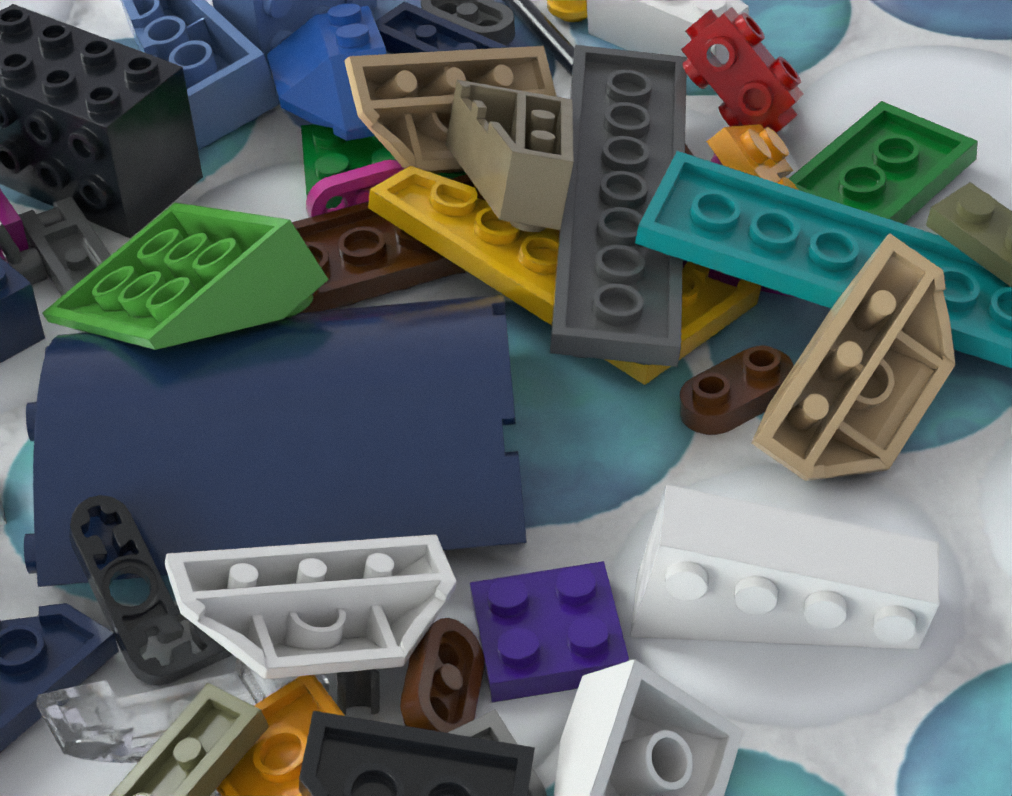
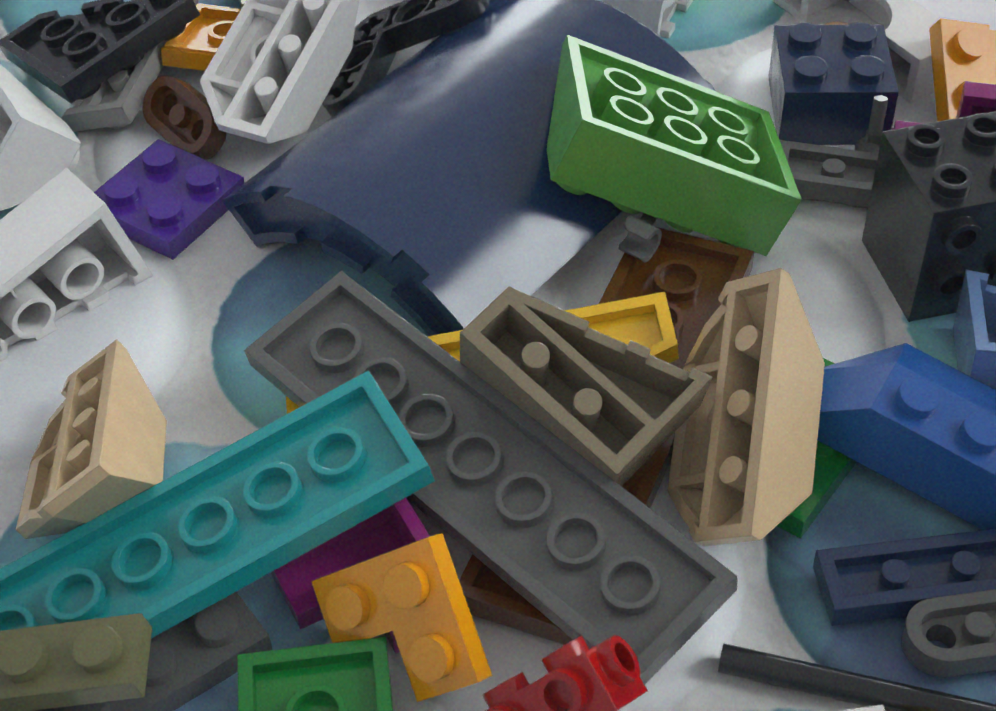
camera: 130 degrees right, 5 degrees up
(733, 390) = (218, 419): reddish brown plate -> none

